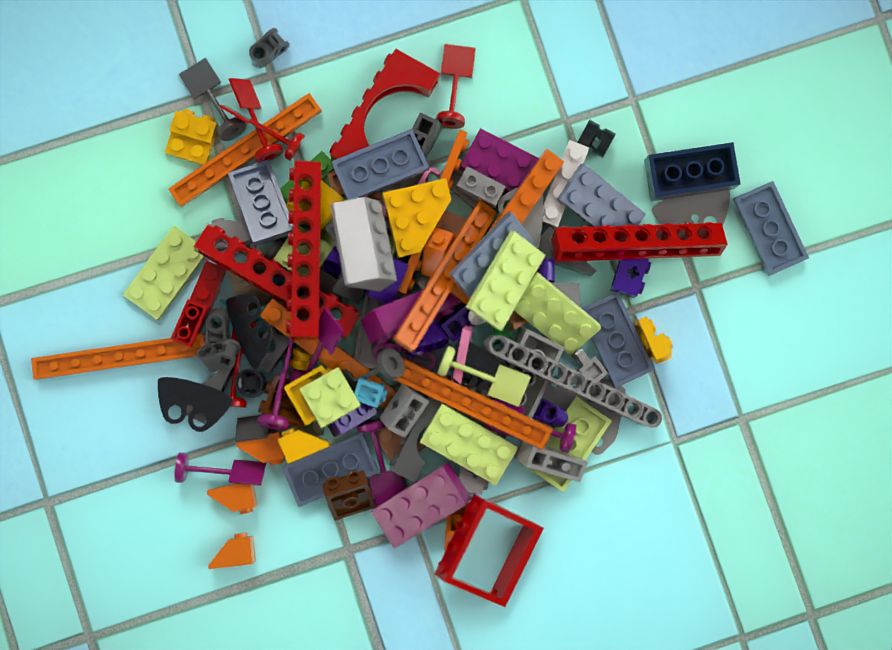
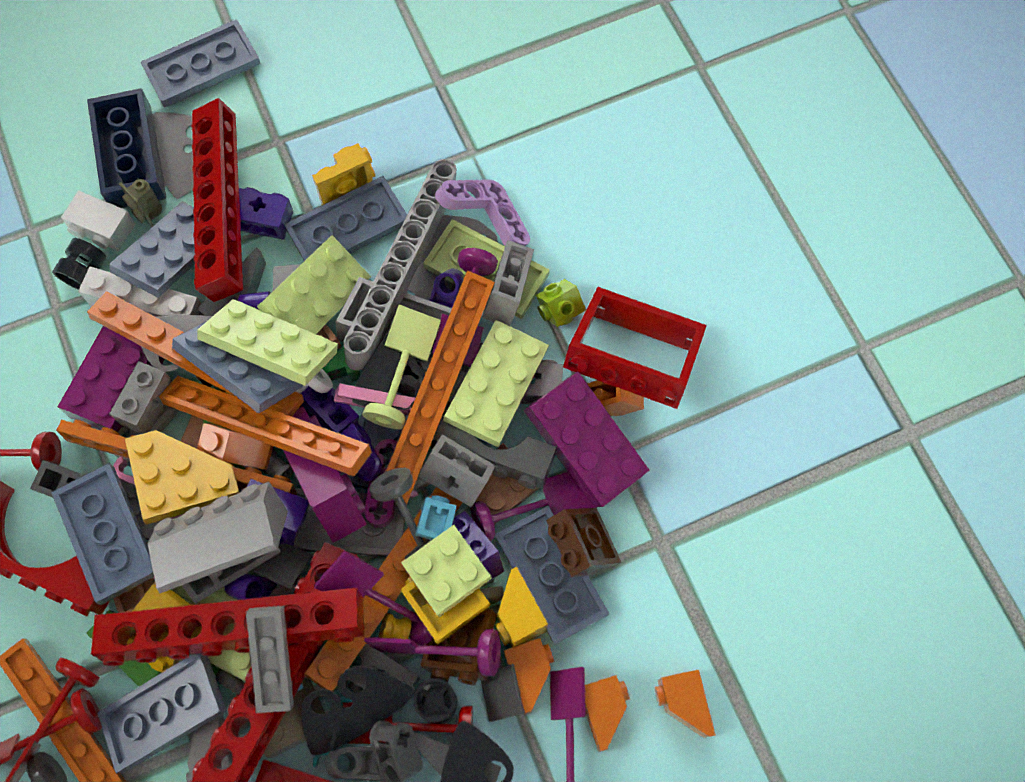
camera: 90 degrees left, 15 degrees down
(276, 278) = (269, 659): none -> light grey plate
(533, 497) = (560, 303): none -> lime brick
(590, 367) = (380, 249): light grey plate -> none
(626, 449) = (488, 196): none -> lavender beam
(633, 150) = (98, 221): none -> white brick
(642, 185) = (142, 201): none -> olive hinge

